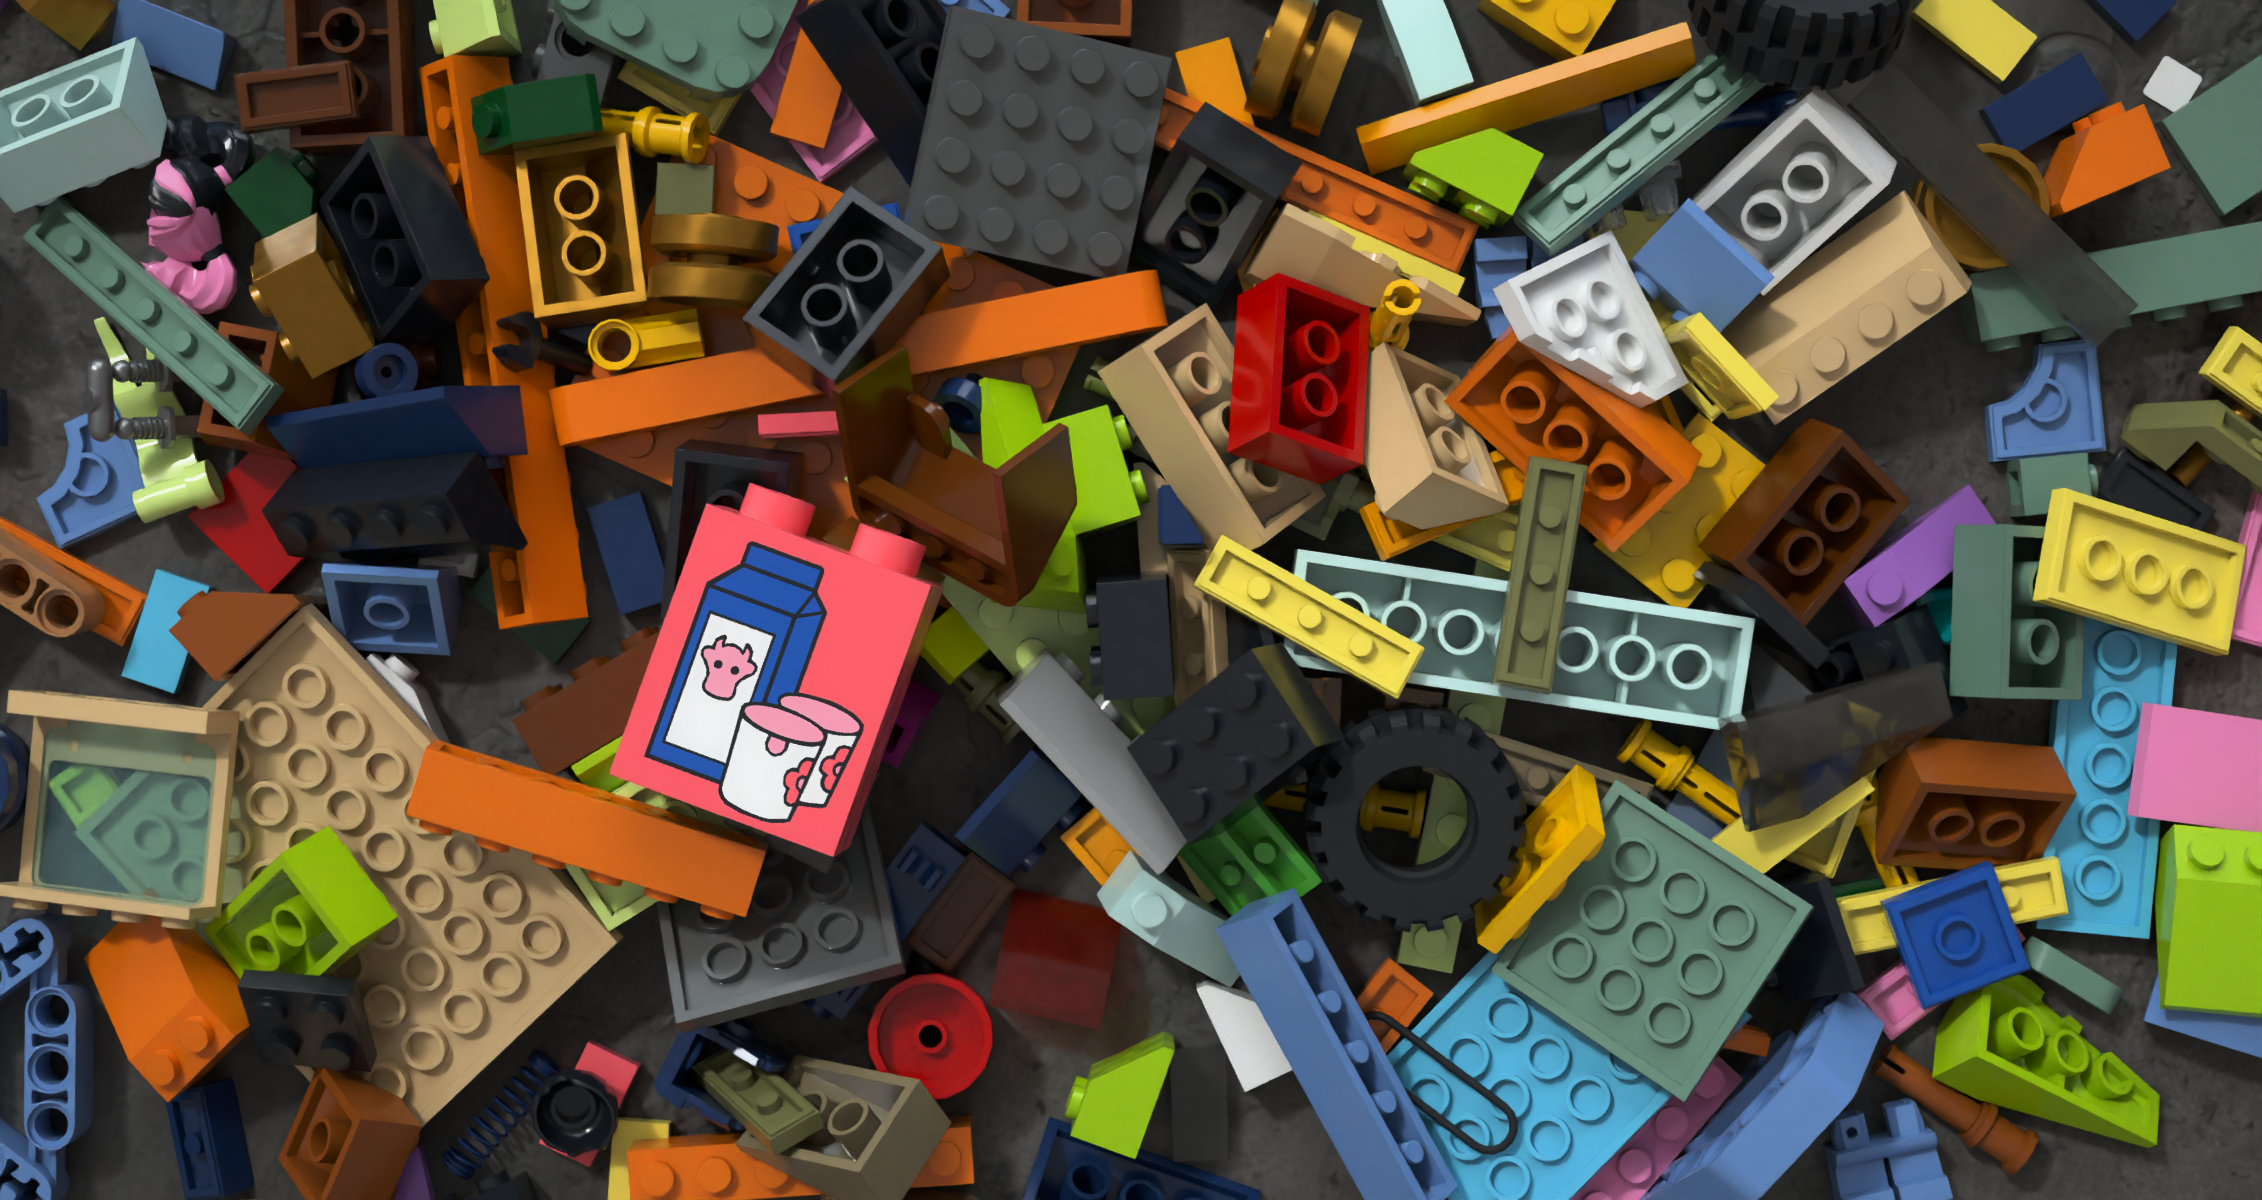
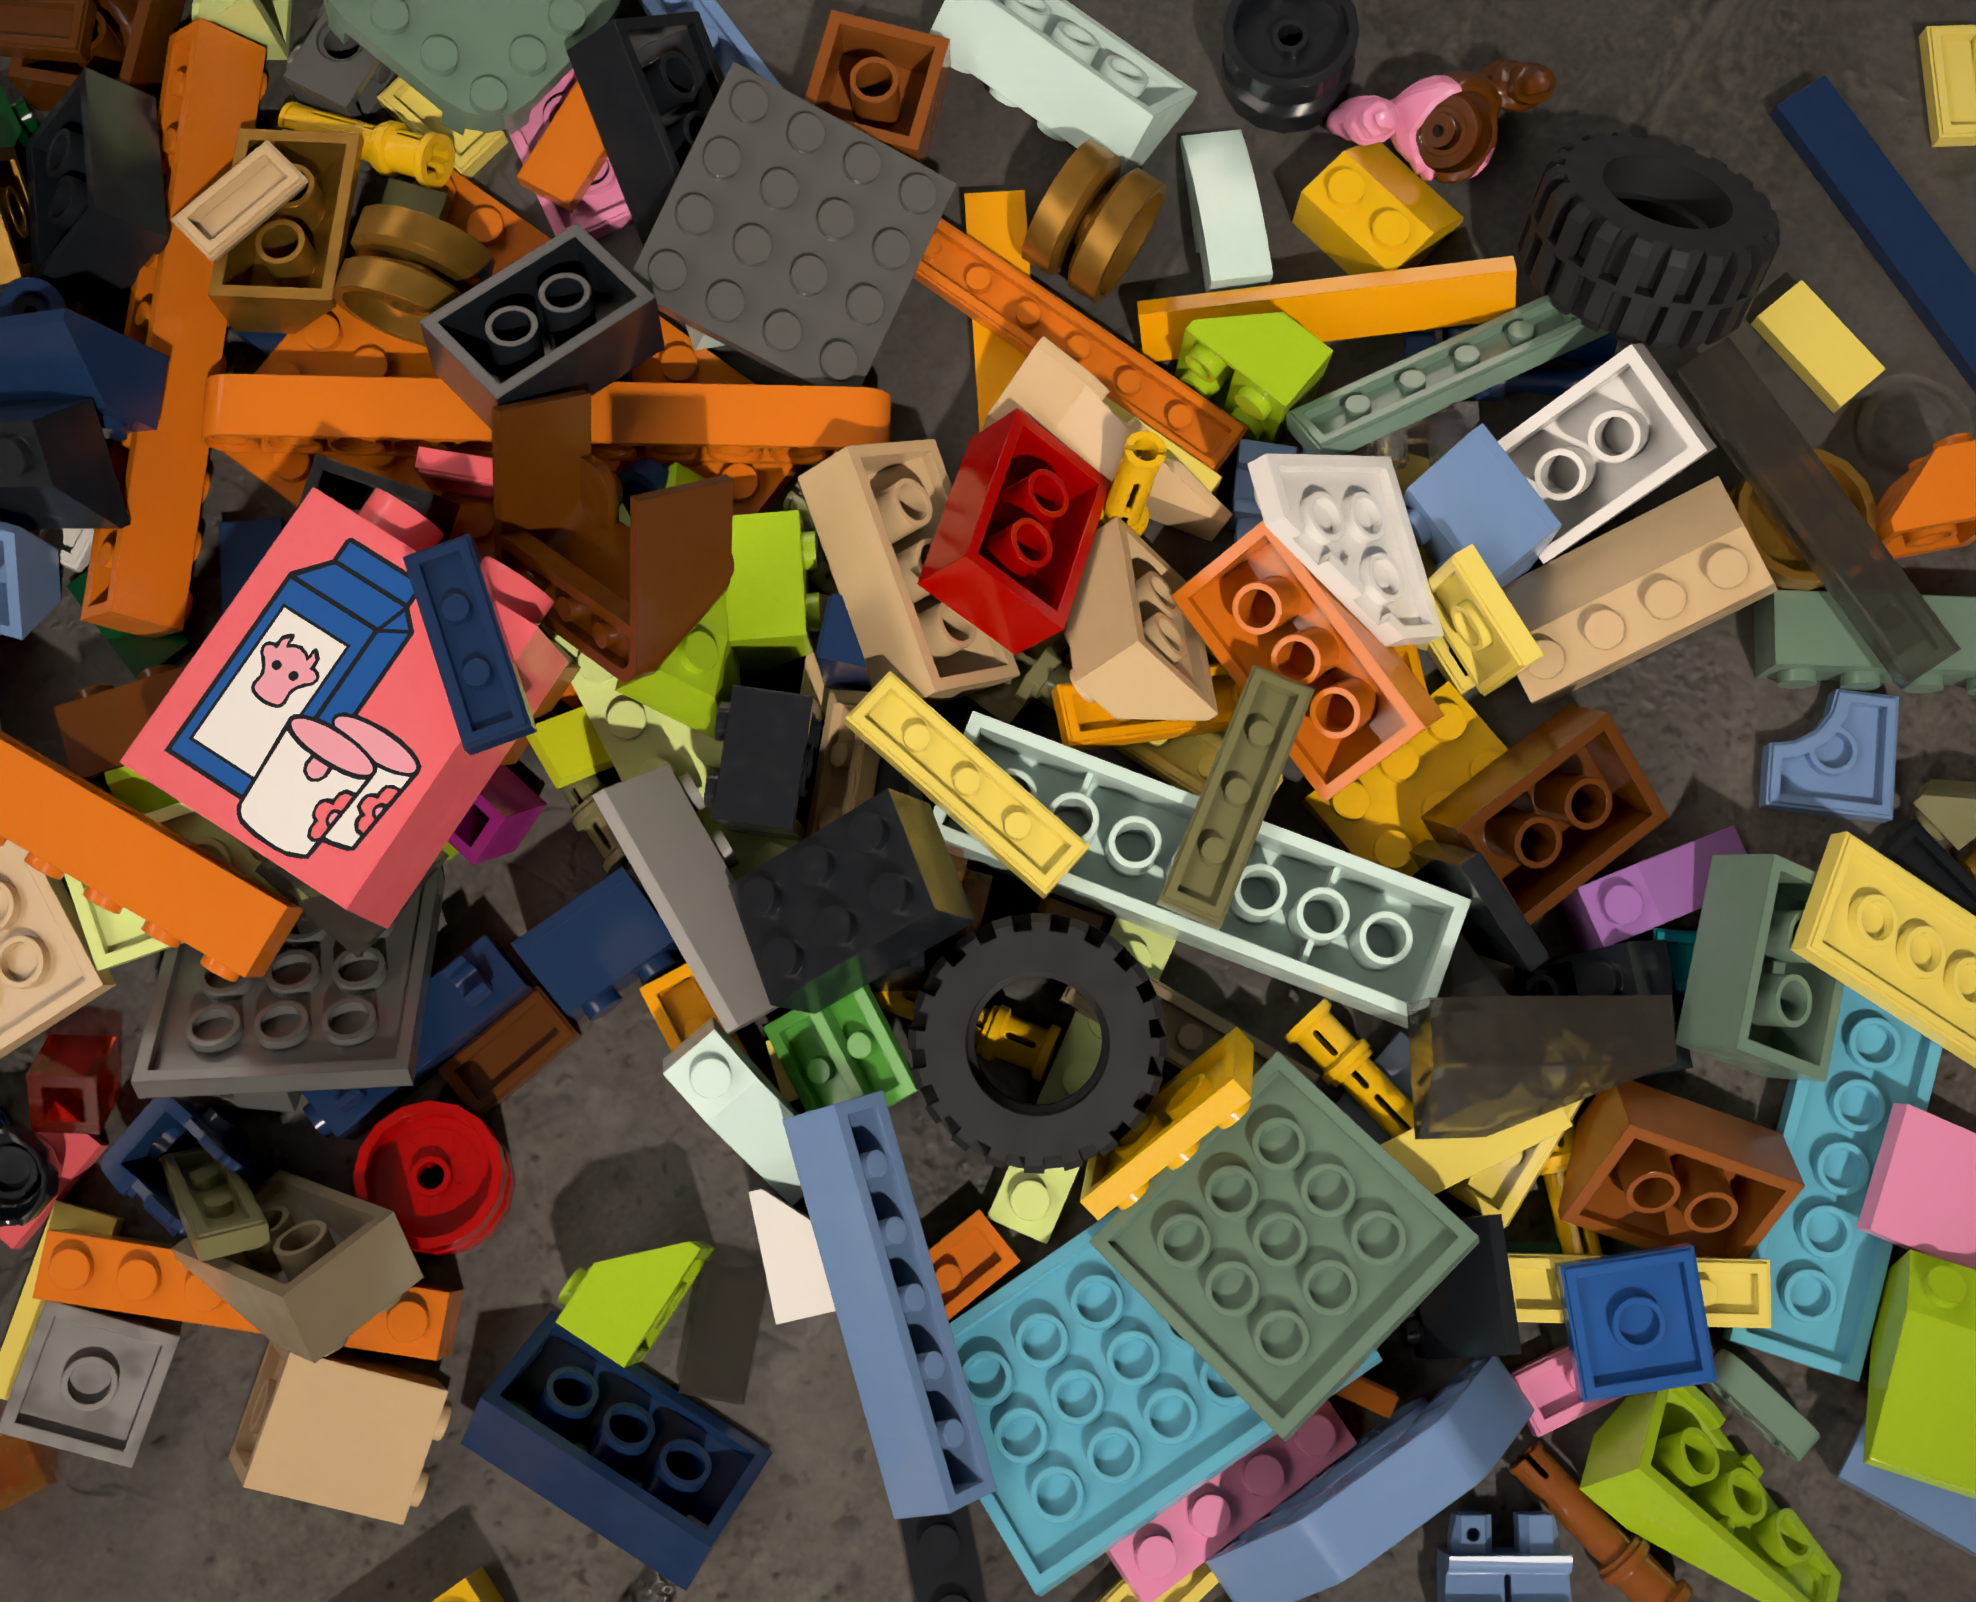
camera: 10 degrees right, 10 degrees down
(534, 346) = (203, 330): black bar -> none
(536, 114) = (269, 91): dark green slope -> none
(540, 226) = (240, 201): none -> tan tile
(606, 1023) = (73, 1084): none -> clear red brick
(654, 340) = (327, 348): yellow piece -> none
(878, 614) = (469, 644): none -> dark blue tile
(1055, 959) = (600, 1126): clear red slope -> none
(1210, 205) = (961, 340): black slope -> none
(1513, 1123) = (1032, 1361): black piece -> none
(2033, 479) = (1806, 826): sand green brick -> none
(2044, 104) = (1883, 438): dark blue tile -> none

